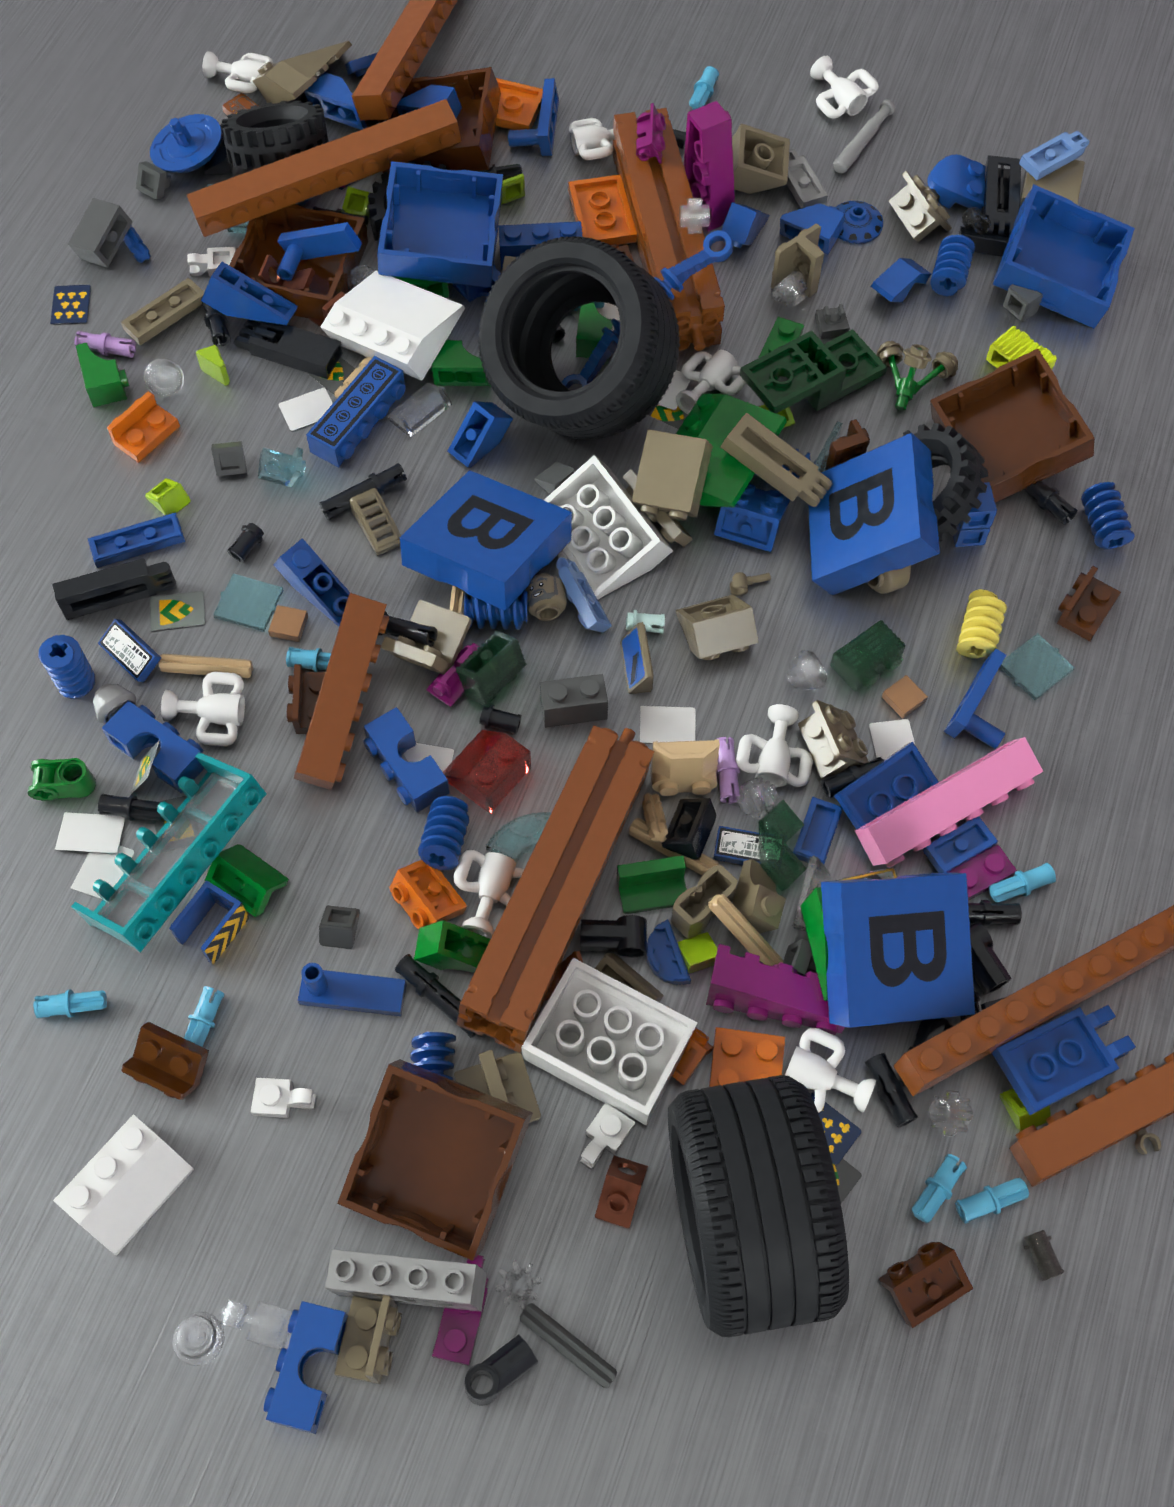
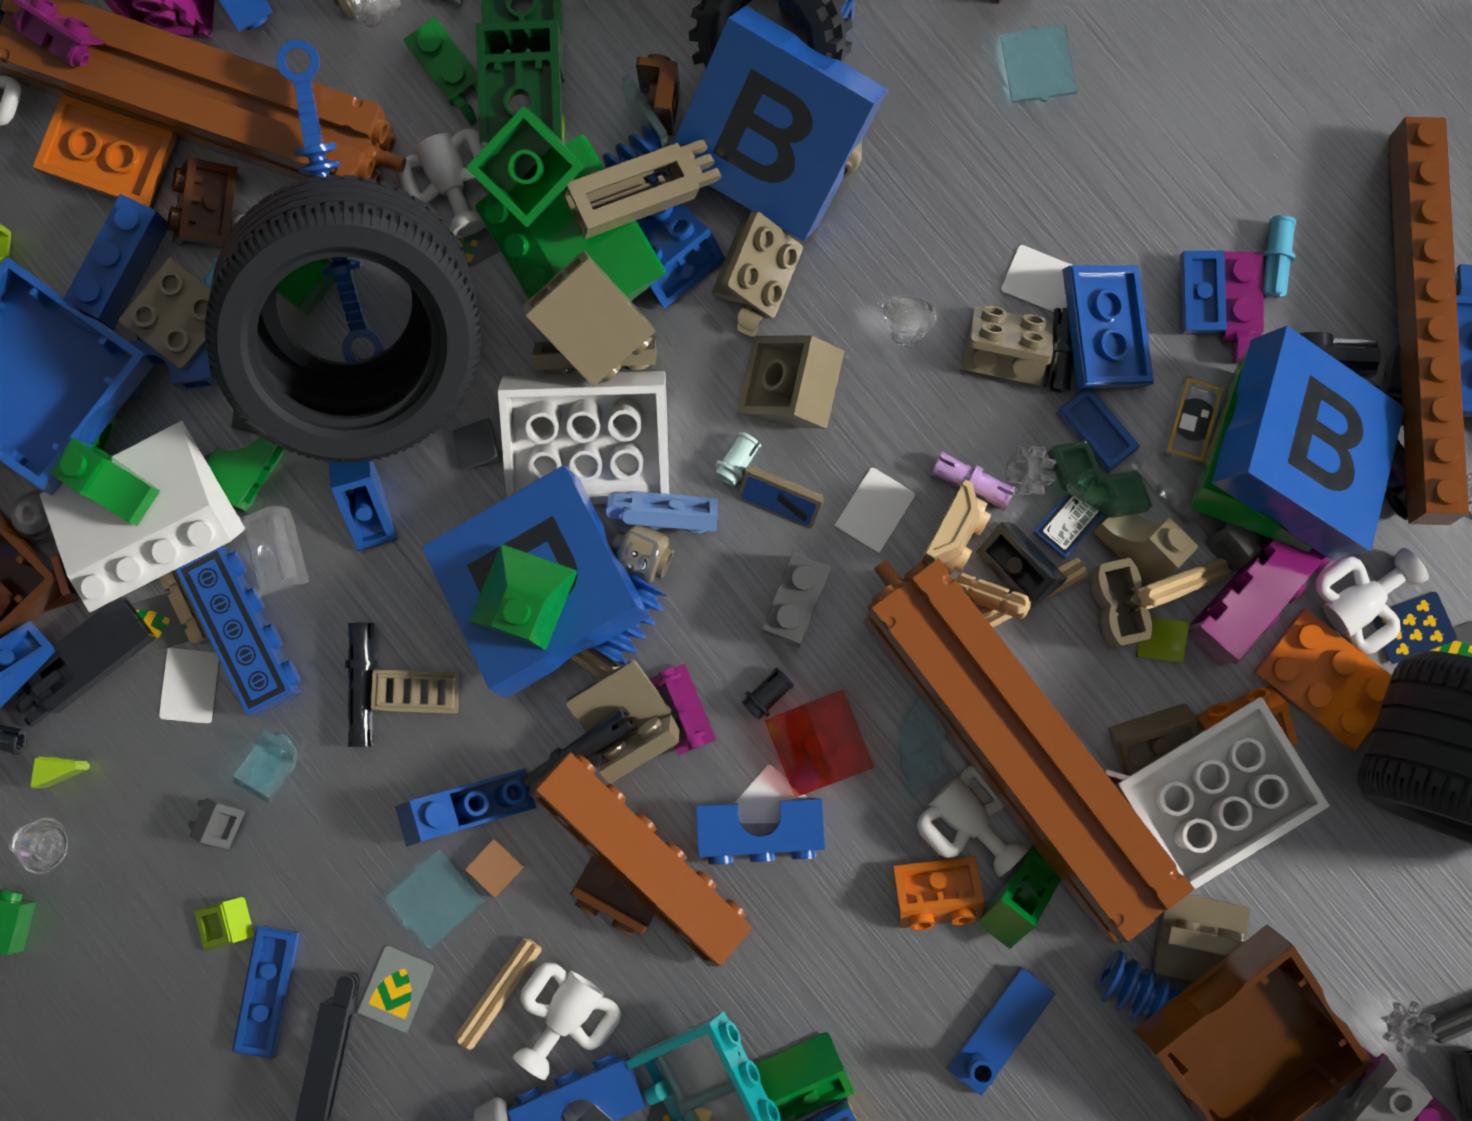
camera: 55 degrees left, 20 degrees up
(129, 650) = (426, 1074): tile -> none
(142, 427) = (101, 906): orange bracket -> none
(245, 542) = (351, 862): black pin -> none
(309, 659) = (562, 868): medium azure axle -> none
(338, 927) = (914, 1005): dark grey slope -> none
(403, 283) = (104, 481): none -> green arch
(411, 969) = (1048, 945): black pin -> none
(444, 833) = (881, 838): blue piece -> none
(470, 525) = (523, 597): none -> green slope
(491, 667) = (703, 669): clear green brick -> none
(607, 1132) = (1301, 850): white plate -> none
(620, 1192) = (1374, 873): copper bracket -> none
(624, 936) = (1104, 709): black piece -> none
(651, 884) = (1062, 643): green panel -> none
(665, 956) = (1145, 676): blue tile -> none
(694, 216) = (228, 58): clear gear -> none
(742, 384) = (525, 166): none -> green slope
(775, 753) = (986, 416): white piece -> none
(779, 566) = (758, 265): none -> dark tan bracket
(868, 656) = (927, 239): clear green brick -> none
(891, 1090) = (1418, 537): black pin -> none
(904, 696) = (994, 231): medium nougat tile -> none
(948, 802) = (1154, 271): bright pink brick -> none
(964, 715) = (1058, 184): blue piece -> none
(981, 624) = (964, 91): light yellow piece -> none
(1005, 913) = (1297, 304): black pin -> none

